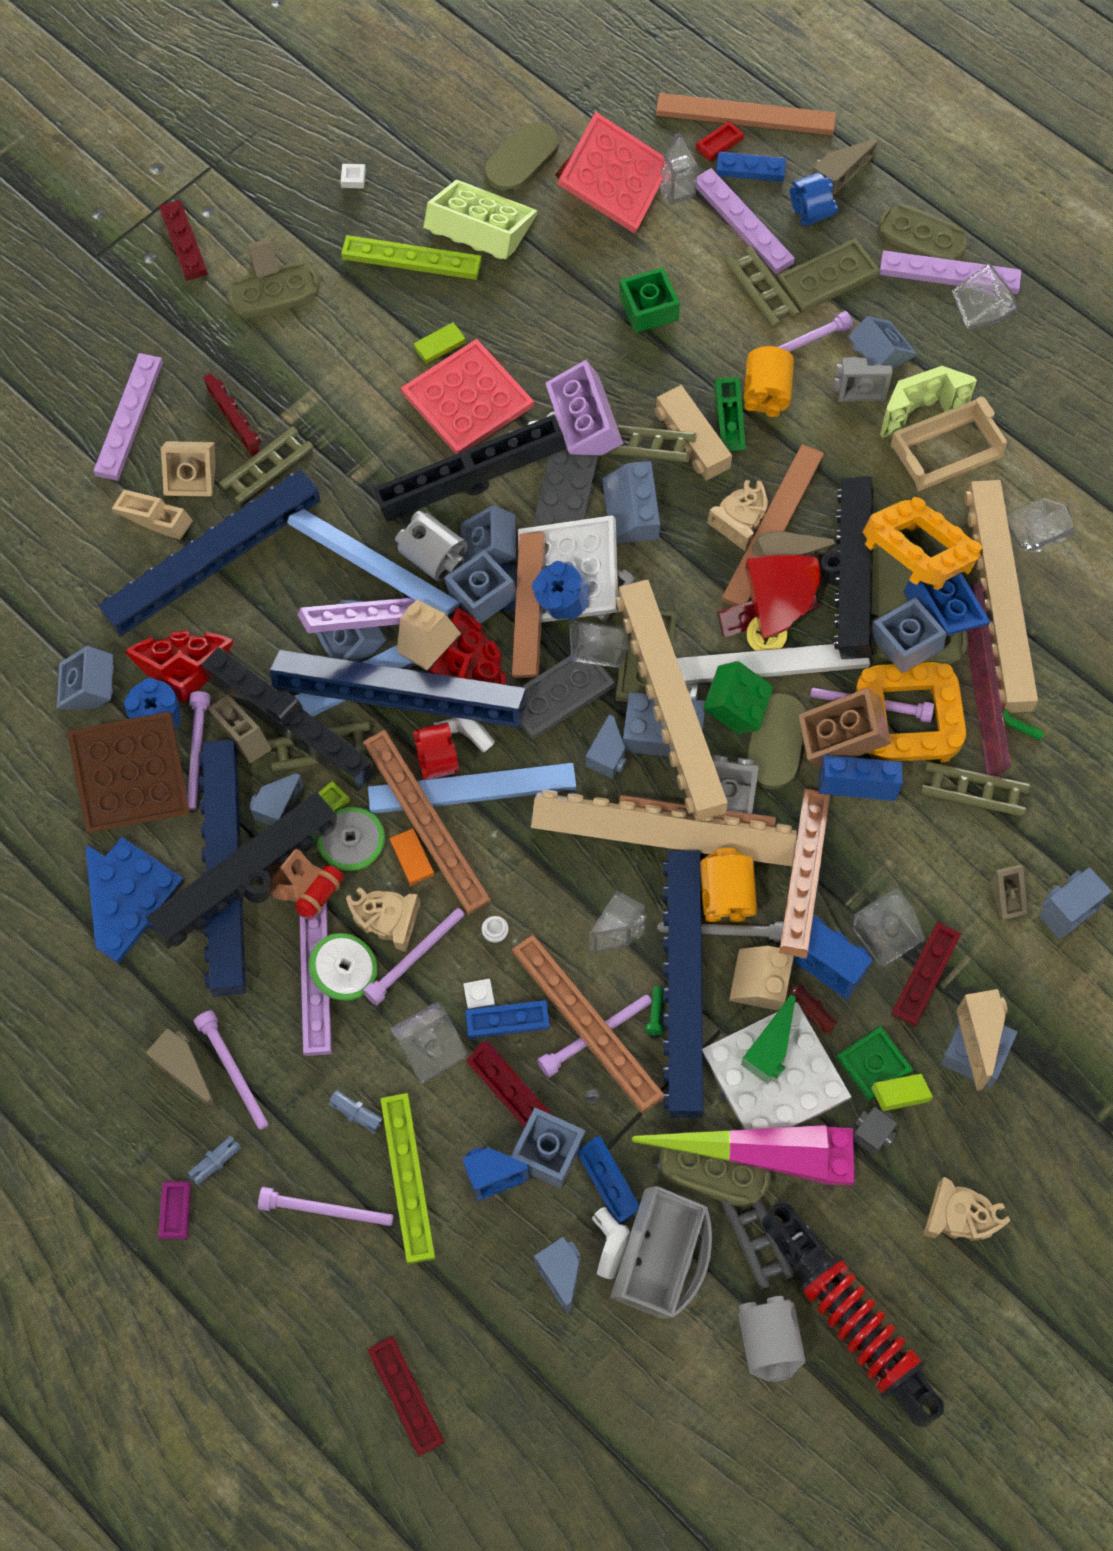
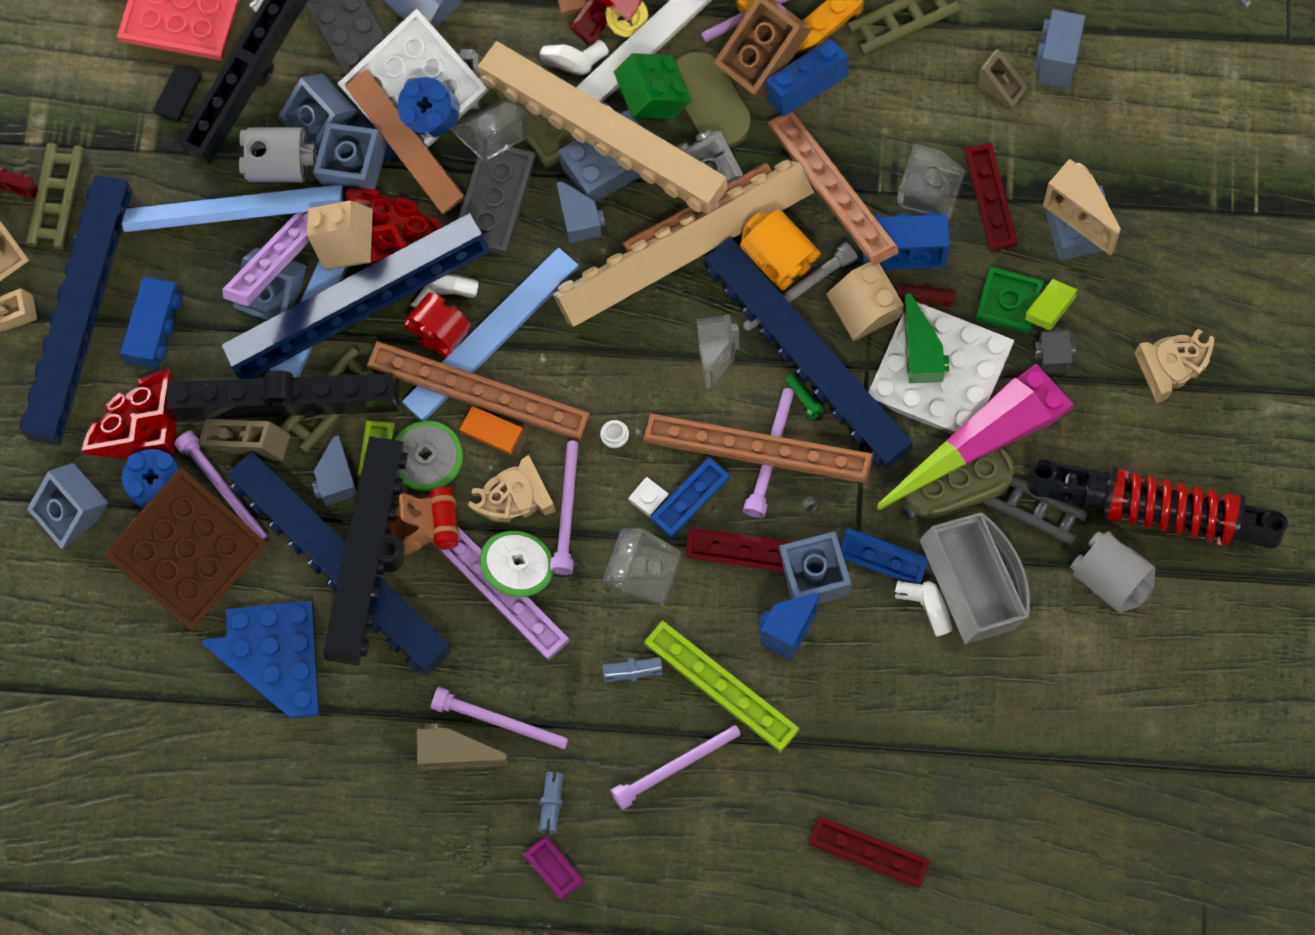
camera: 35 degrees left, 5 degrees up
(249, 599) = (151, 323): none -> blue brick
(408, 456) = (177, 93): none -> black tile
(560, 1270) = (911, 656): sand blue slope -> none
(699, 637) = (571, 59): none -> white arm

